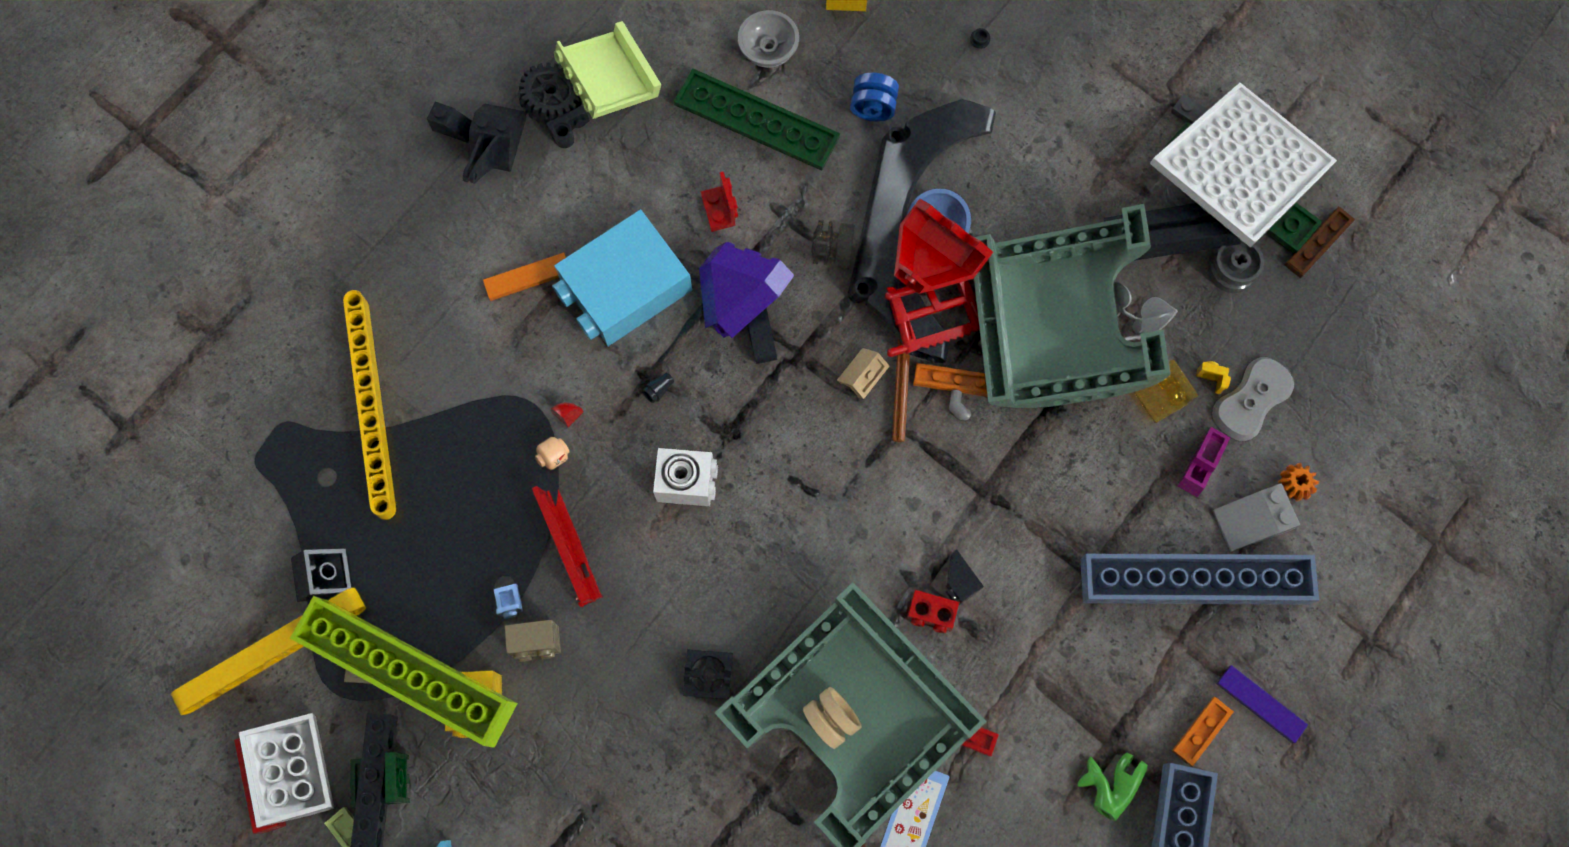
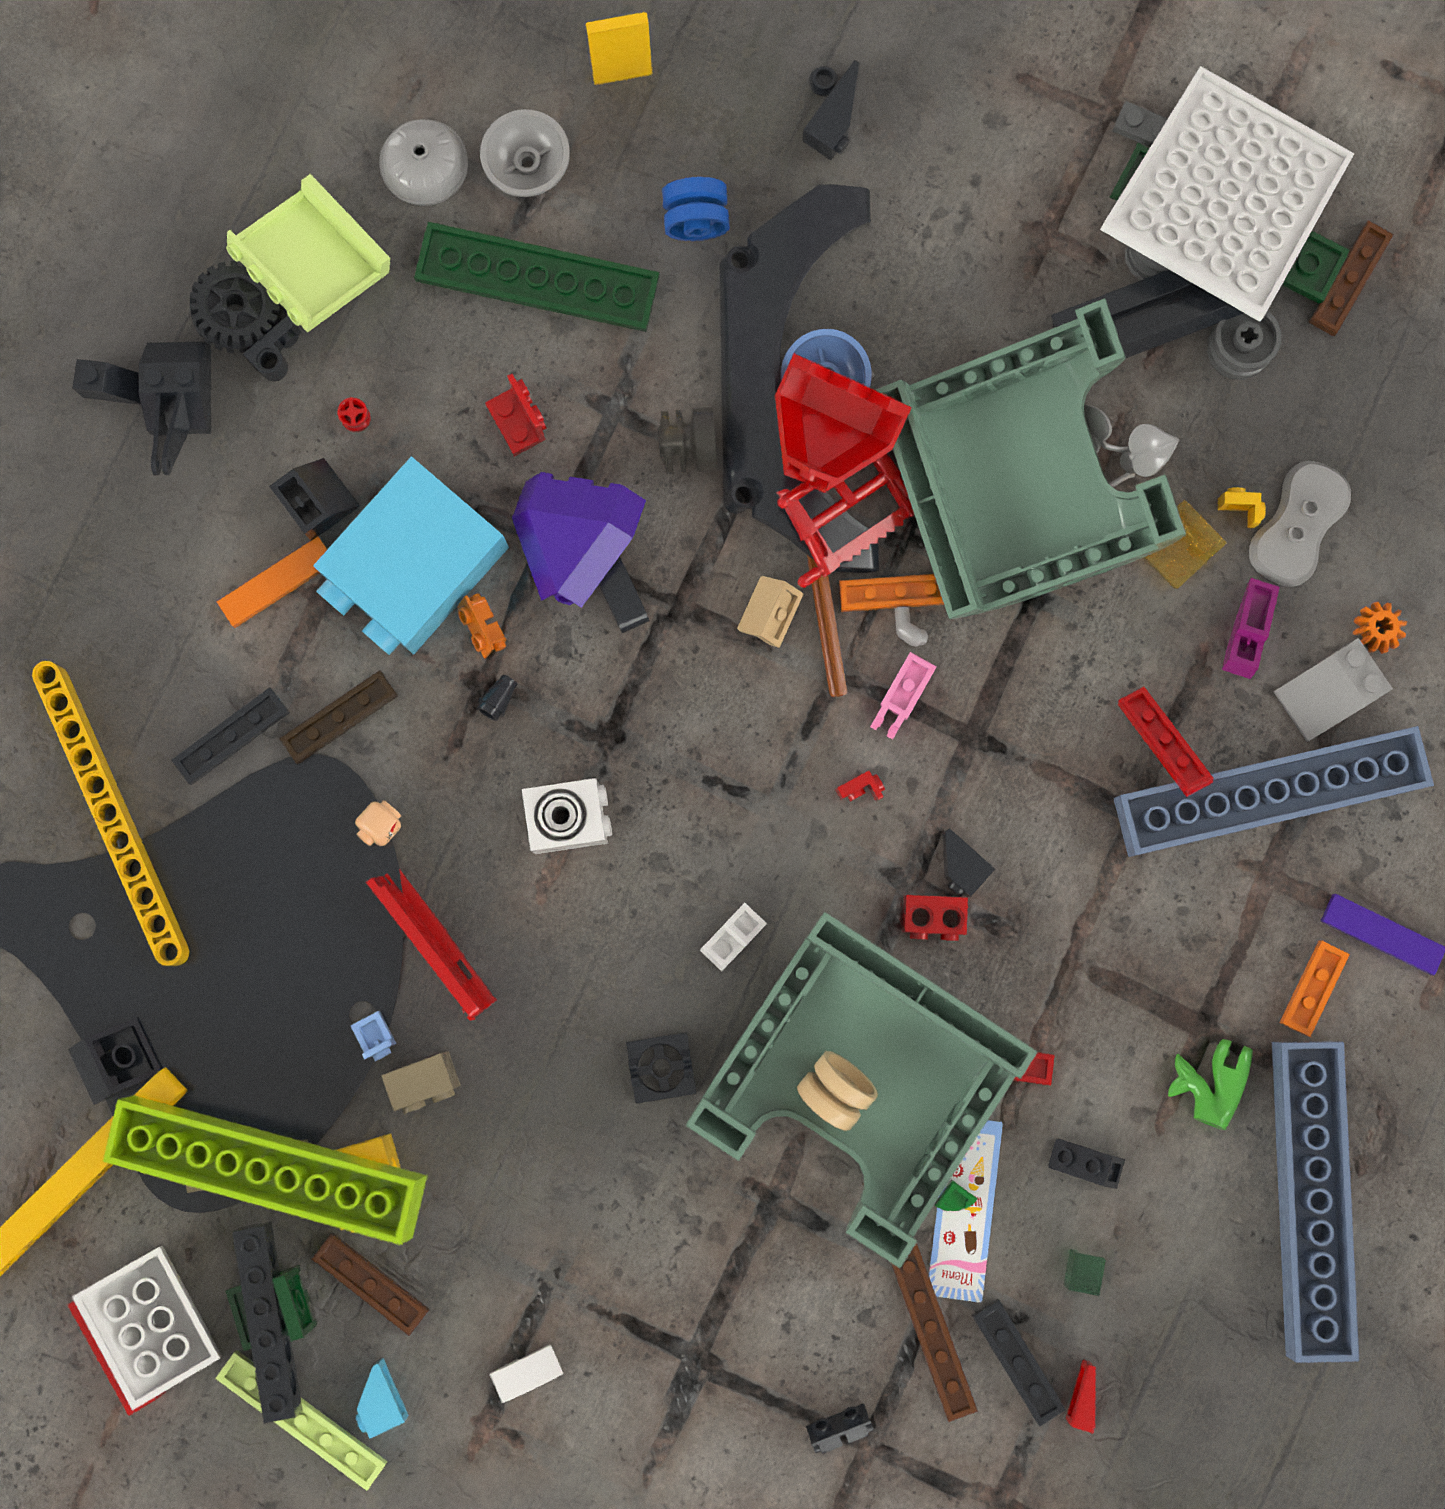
camera: 15 degrees left, 10 degrees up
(456, 782) = (370, 1284): none -> reddish brown tile
(466, 371) = (230, 736): none -> black plate
(544, 376) = (338, 717): none -> dark brown tile
(567, 412) = (383, 762): red brick -> none
(568, 225) = (314, 497): none -> black slope
(608, 174) = (351, 409): none -> red wheel
(656, 327) = (474, 613): none -> orange hinge
(701, 40) = (427, 177): none -> light grey hat
(783, 592) = (733, 936): none -> white slope
(895, 507) = (855, 787): none -> red bracket
(901, 823) = (955, 1198): none -> green tile
(945, 449) = (904, 692): none -> bright pink hinge
(978, 65) = (830, 125): none -> black slope
(1006, 821) = (1086, 1163): none -> black bracket
(1126, 525) = (1165, 741): none -> red tile

